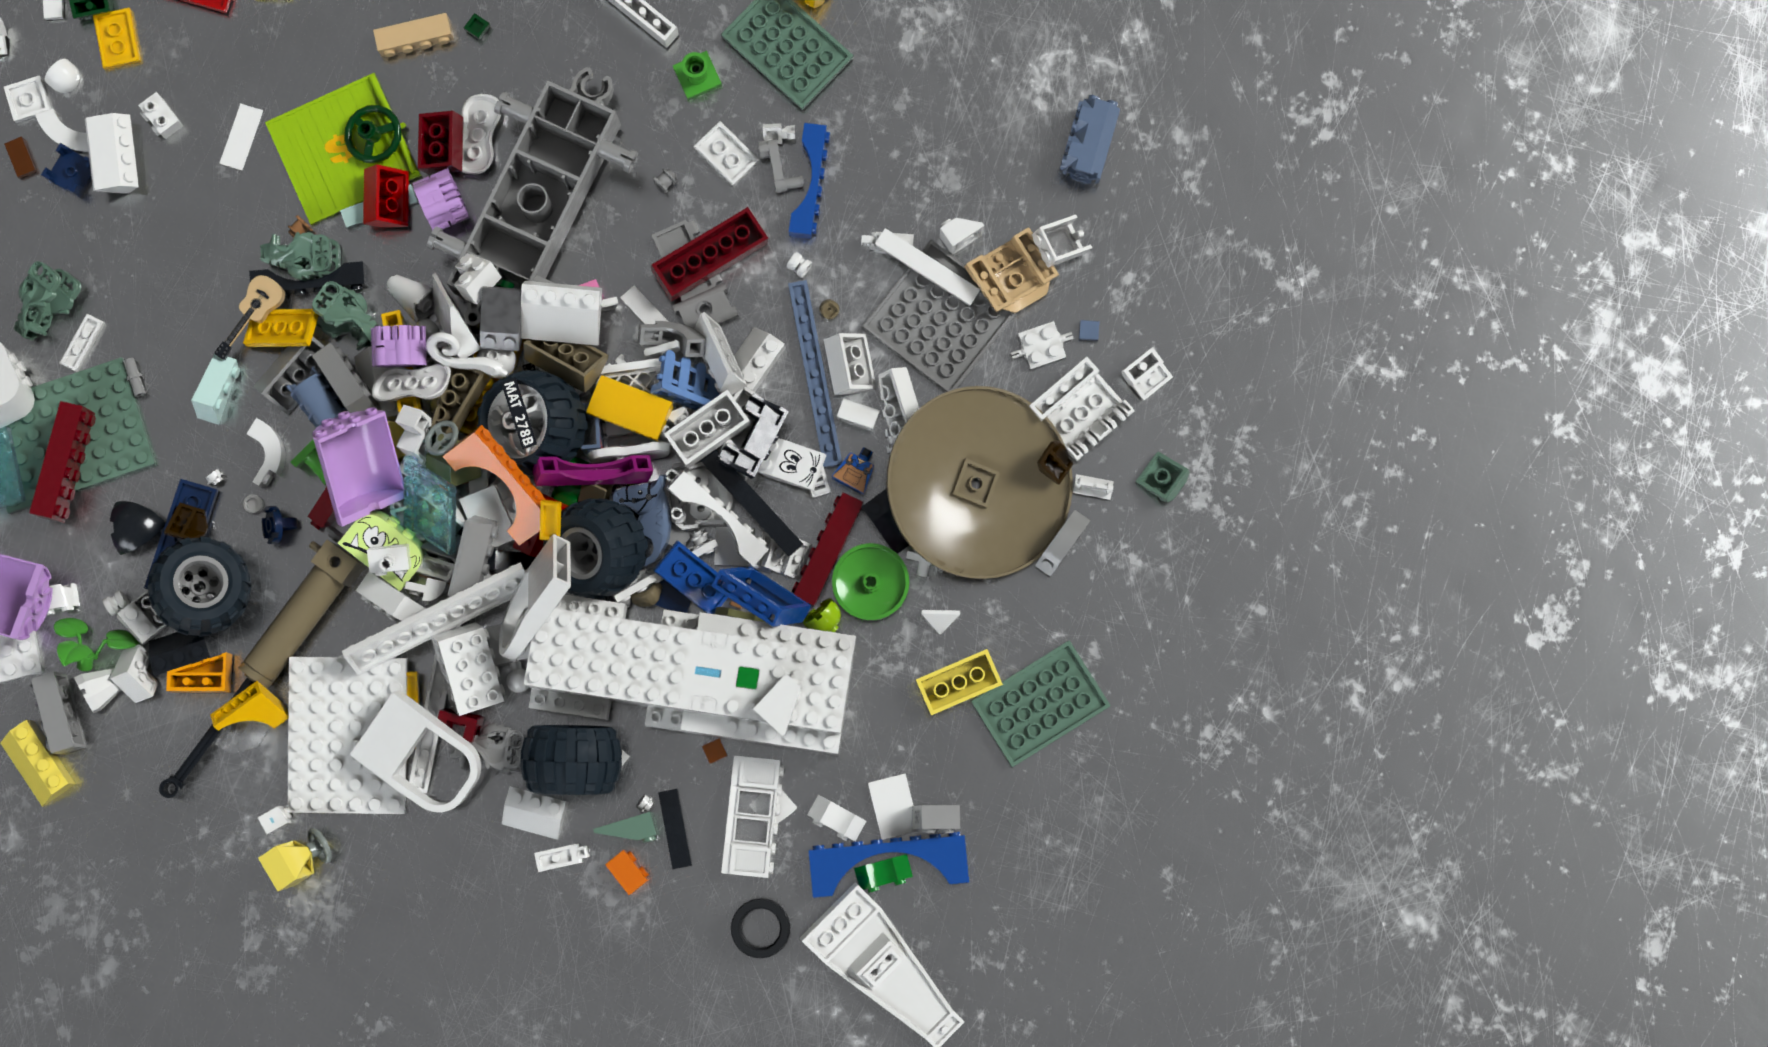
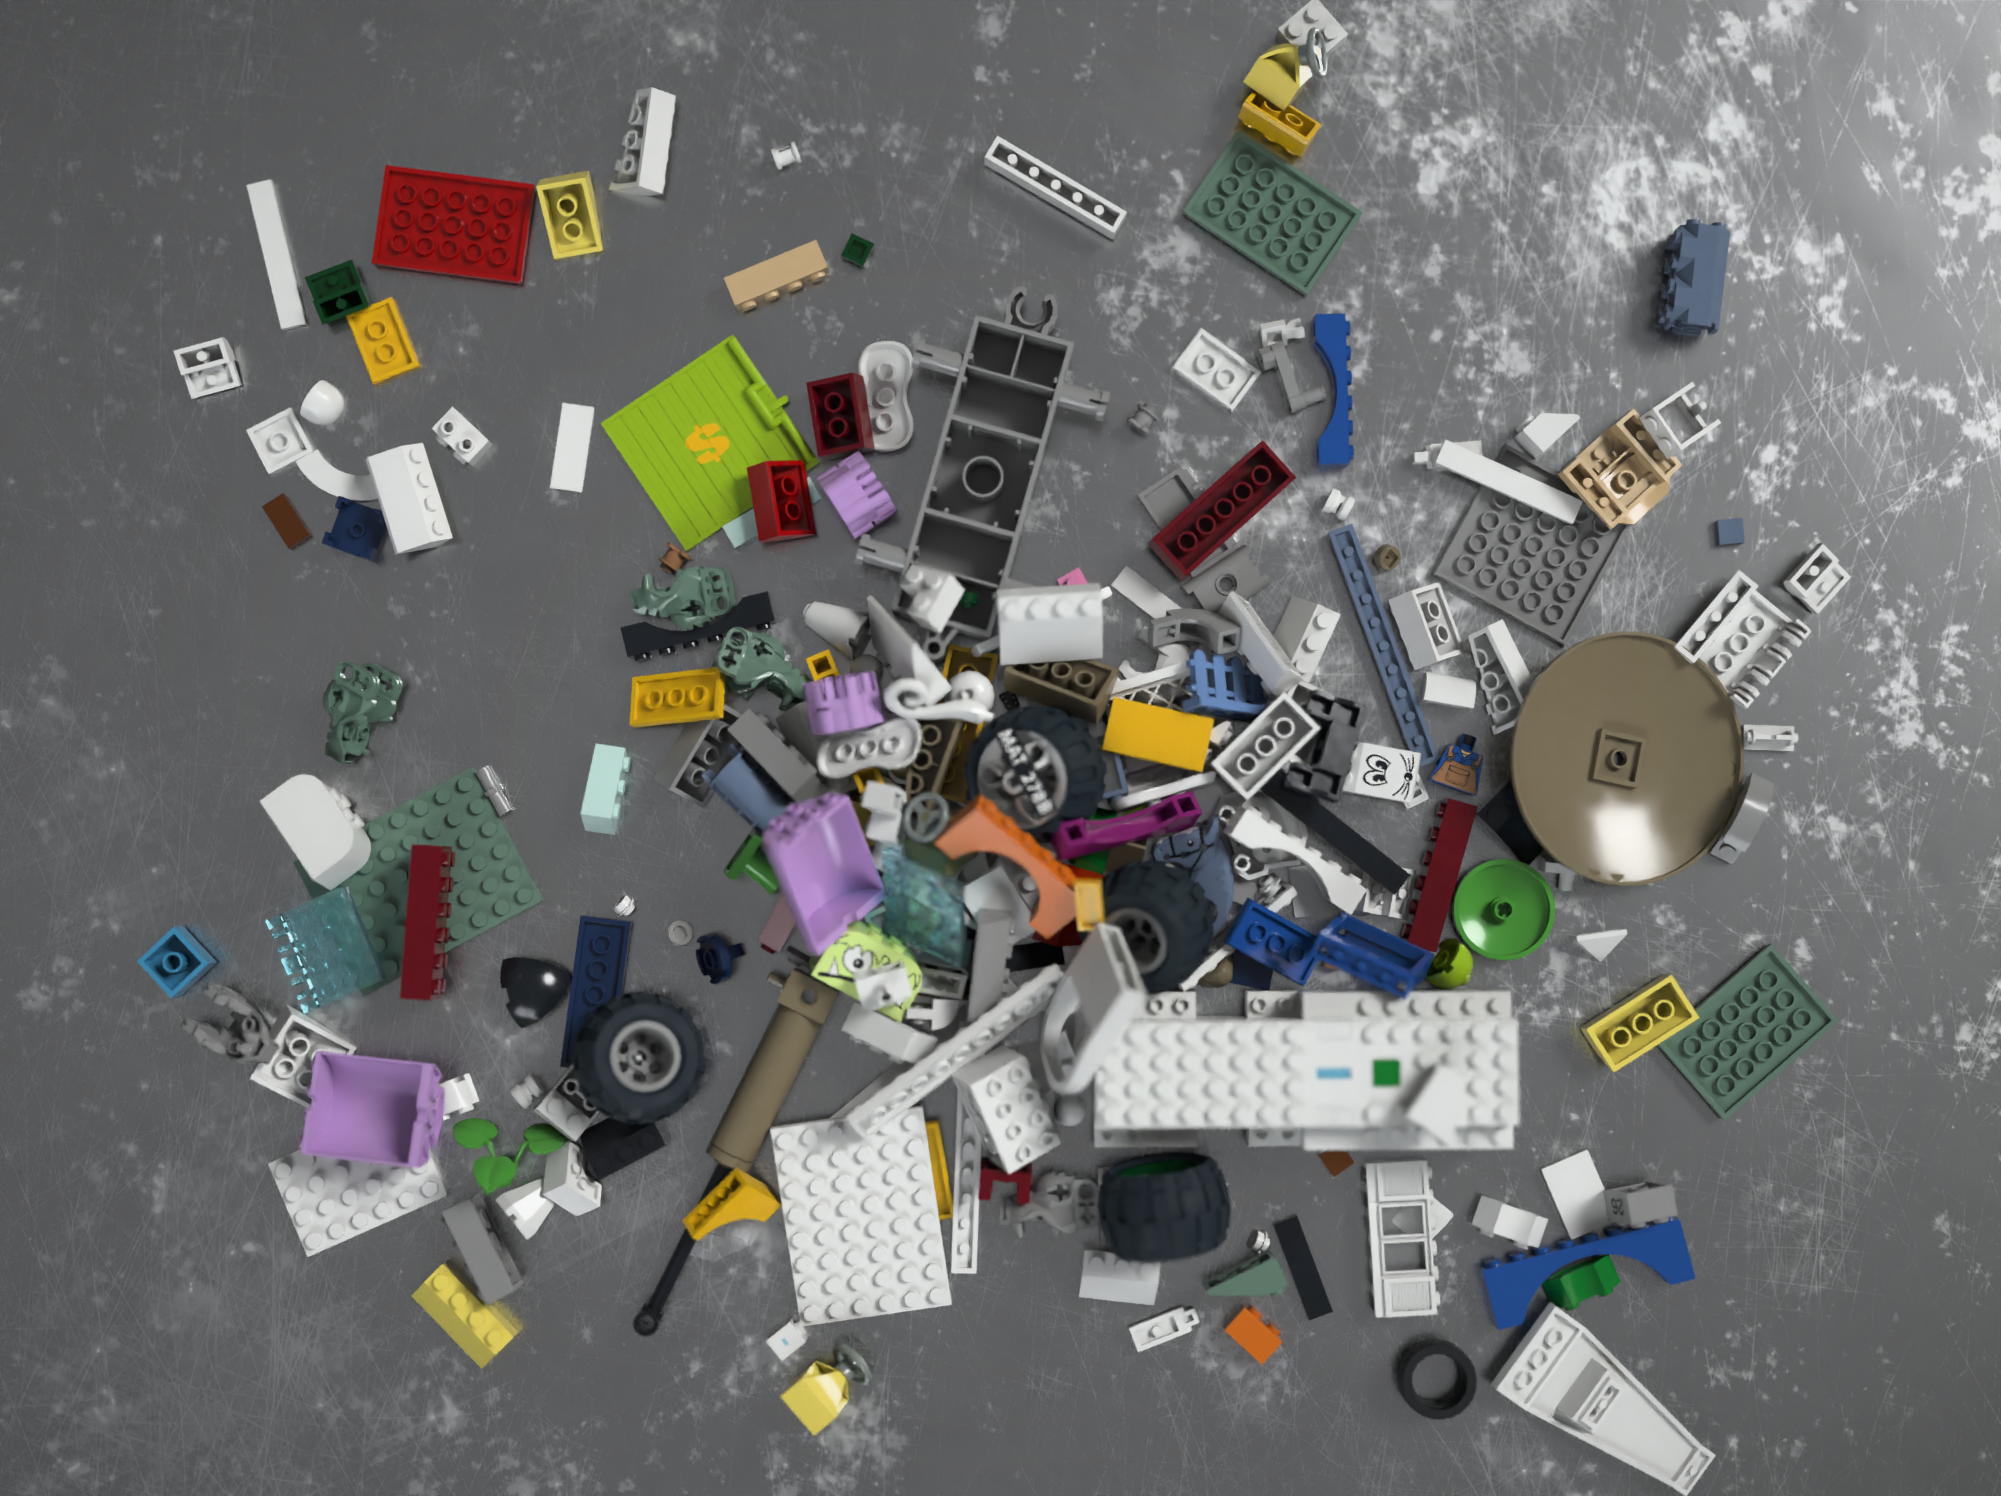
camera: 10 degrees left, 5 degrees up
(82, 343) = (416, 755): white tile -> none
(187, 522) = (603, 974): dark brown slope -> none
(206, 676) = (660, 1171): light orange wedge -> none
(261, 298) = (645, 661): tan piece -> none
(274, 452) = (696, 859): white arch -> none
(372, 133) = (738, 415): dark green piece -> none
(393, 739) = (929, 1213): white window -> none
(500, 319) = (974, 646): flat silver slope -> none
(656, 351) = (1184, 649): white plate -> none
(695, 82) = (1156, 282): bright green plant -> none
(736, 613) = (1337, 979): olive tile -> none
(1041, 345) = (1672, 561): white plate -> none
(1055, 462) = (1720, 716): dark brown slope -> none
(1163, 477) = (1859, 711): sand green slope -> none

